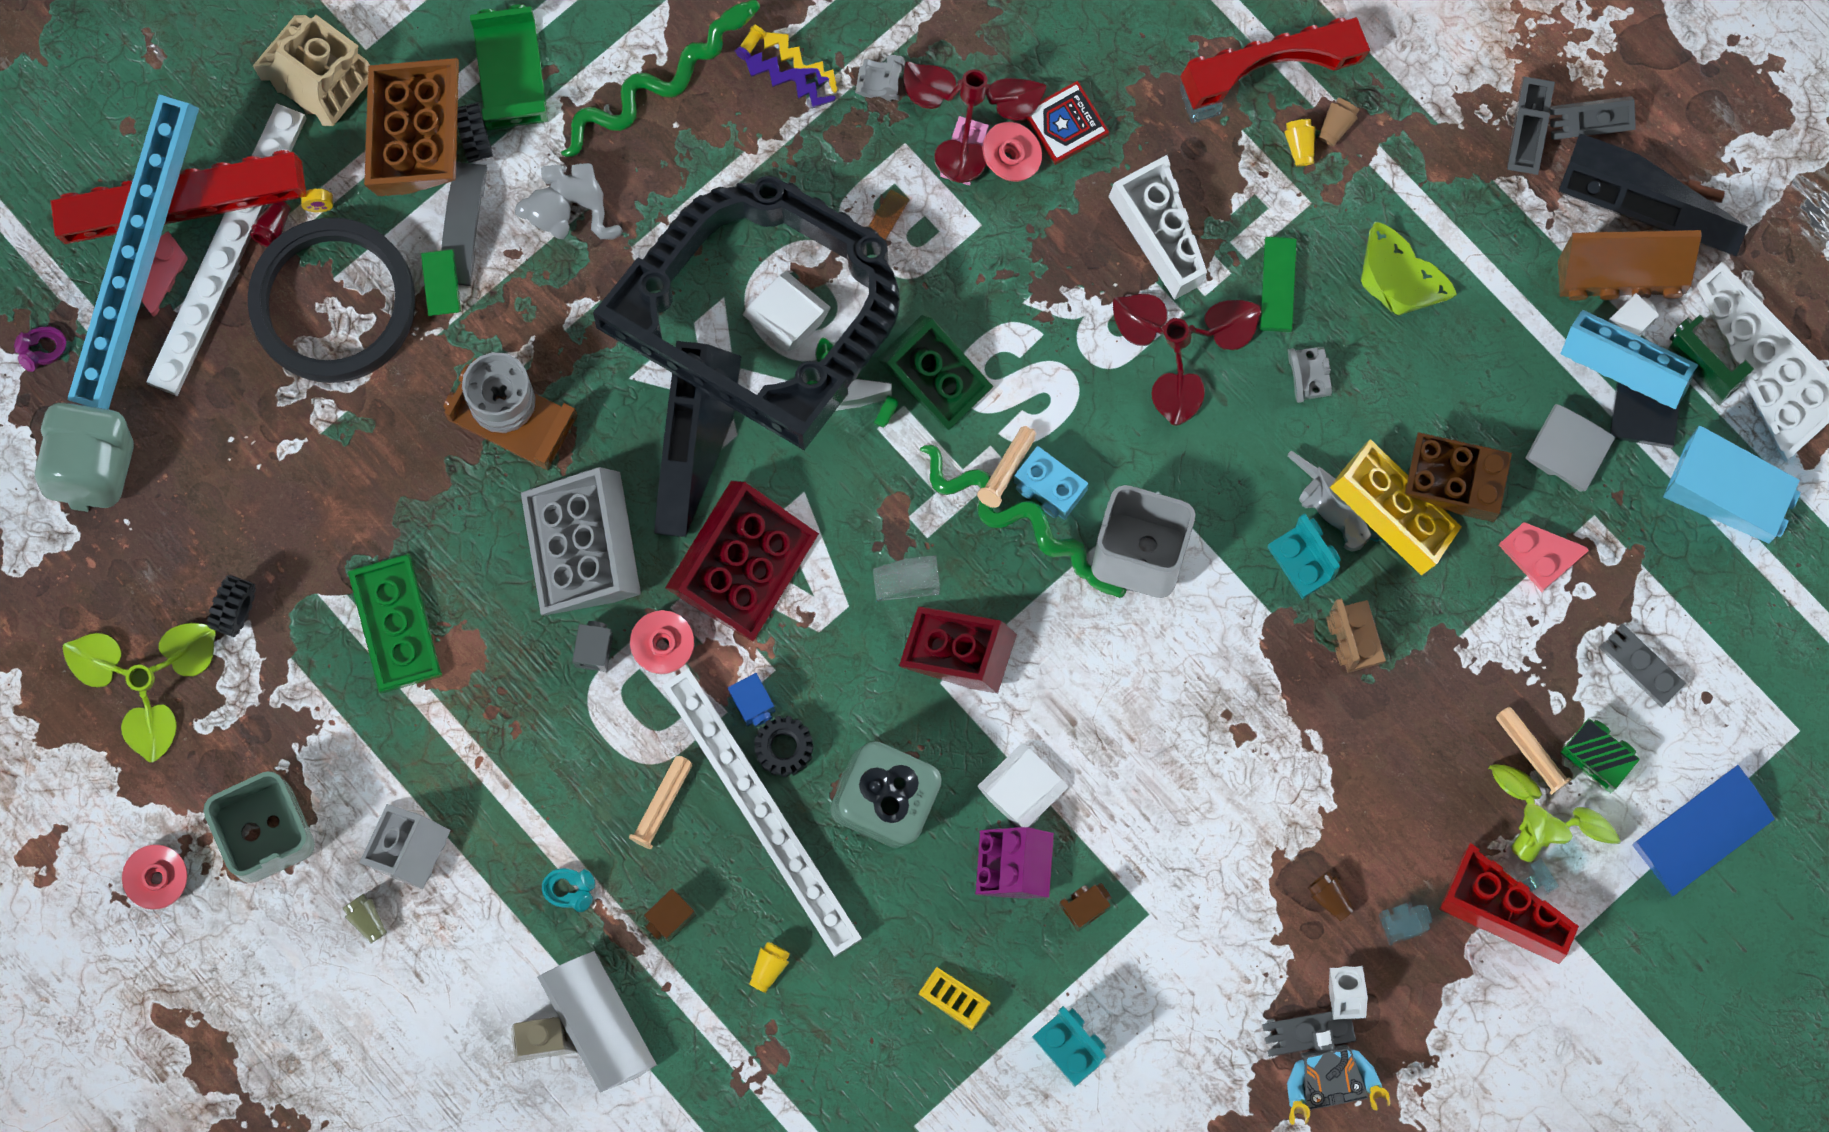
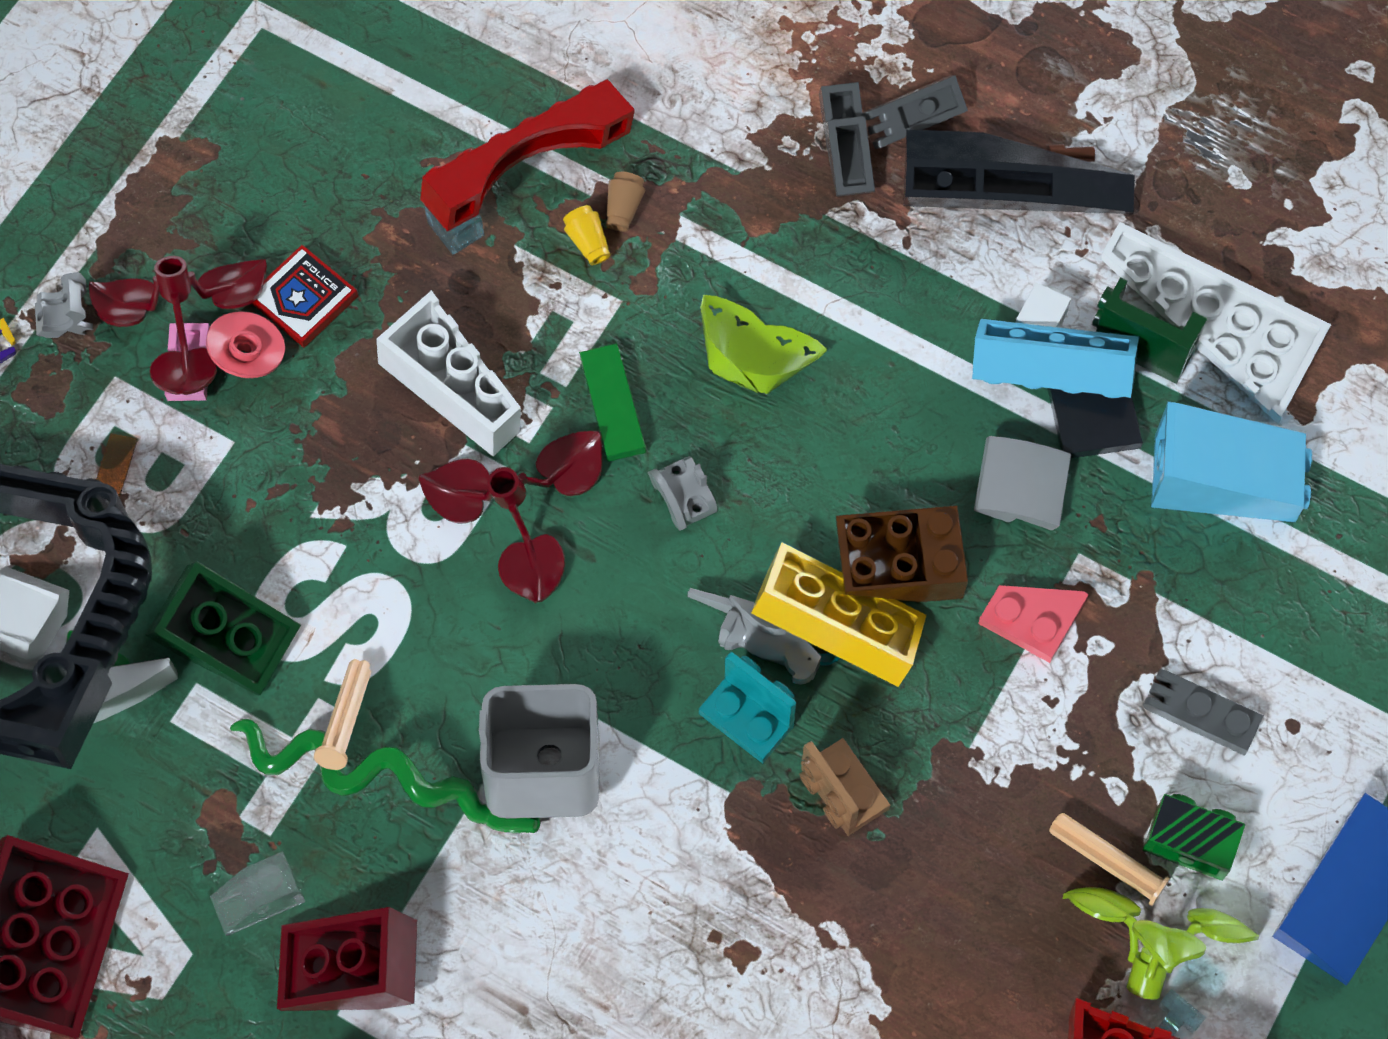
camera: 20 degrees left, 10 degrees down
(886, 411) = (173, 695): green tile -> none
(1050, 484) = (405, 719): medium azure brick -> none
(1628, 264) = (1012, 246): dark orange slope -> none

